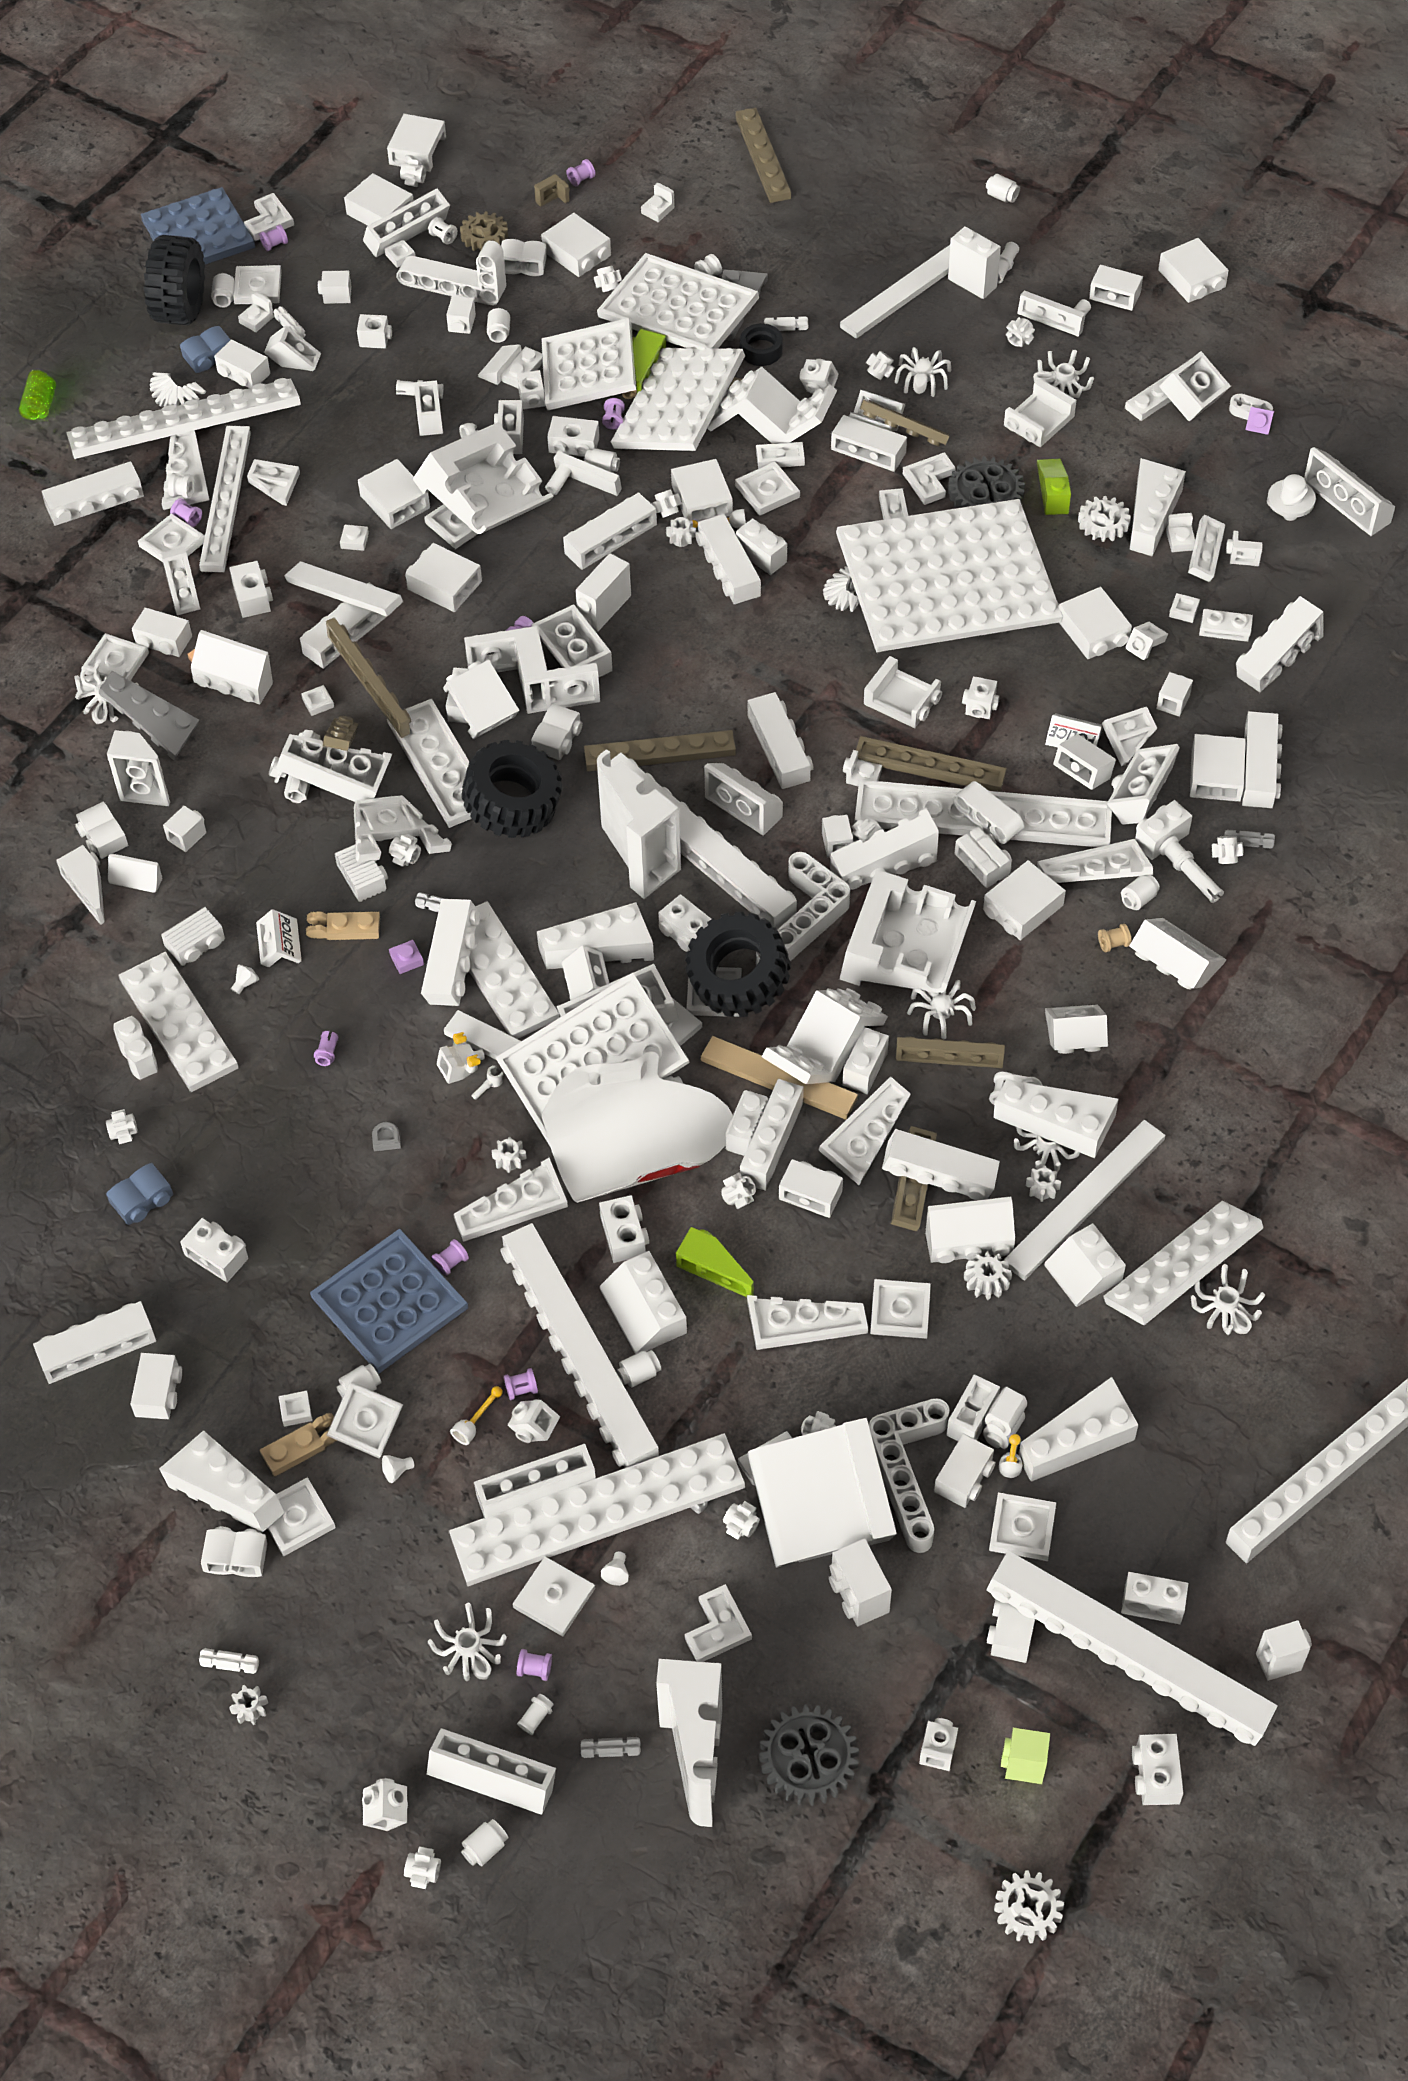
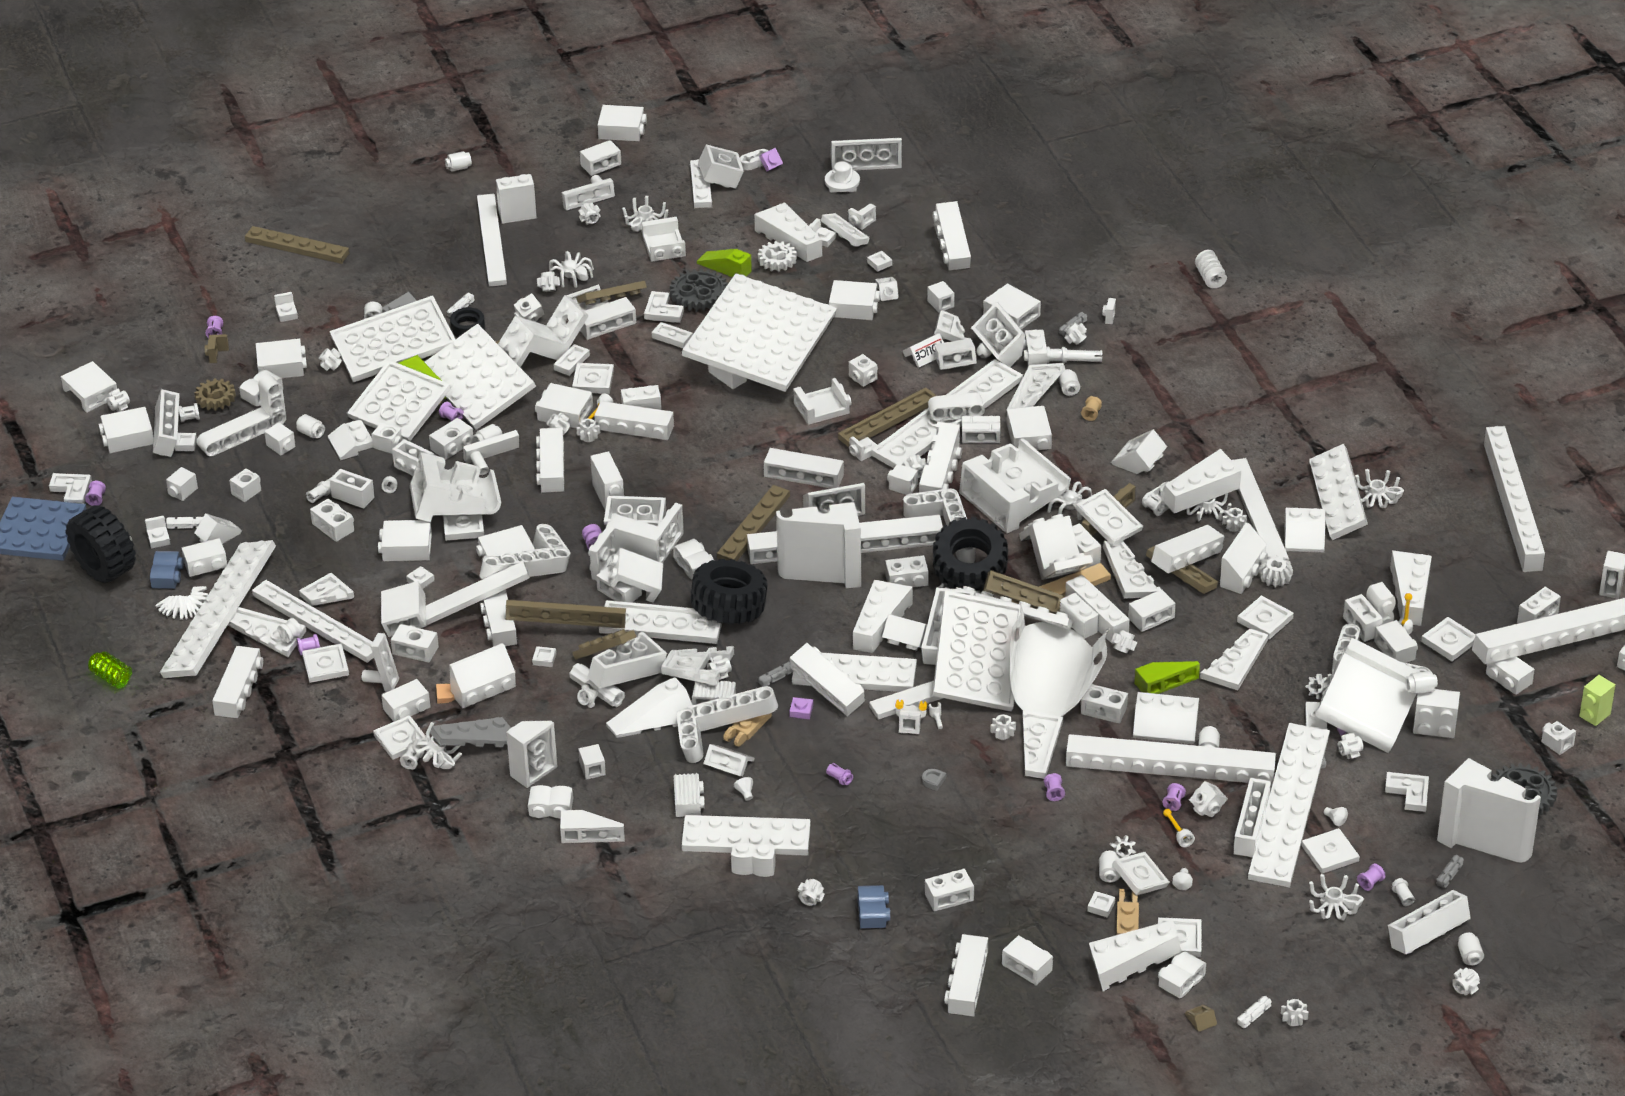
camera: 55 degrees left, 15 degrees down
(134, 873) = (604, 800): white slope -> none
(187, 1610) = (1201, 1017): none -> dark tan slope
(259, 279) = (133, 518): white plate -> none
(287, 550) = (403, 606): none -> white brick
(303, 836) = (652, 710): none -> white wedge
(308, 876) = (718, 713): none -> white beam
(377, 422) = (332, 520): none -> white brick
(385, 1805) = (1412, 978): white brick -> none
(389, 1300) = (1059, 828): sand blue plate -> none
(395, 1379) = (1128, 849): none -> white gear
(434, 603) = (548, 558): none -> white beam
(701, 1055) = (1041, 613): none -> white plate
(726, 1047) = (1022, 591): none -> dark tan plate
(841, 591) = (707, 387): white hair -> none
(861, 1537) = (1421, 682): none -> white brick
(926, 1058) = (1108, 517): none -> white tile
(1176, 953) = (1127, 390): white slope -> none
(1226, 625) = (913, 250): white bracket -> none
(1261, 760) = (1006, 274): white brick -> none
(1301, 860) = (1109, 311): none -> white plate

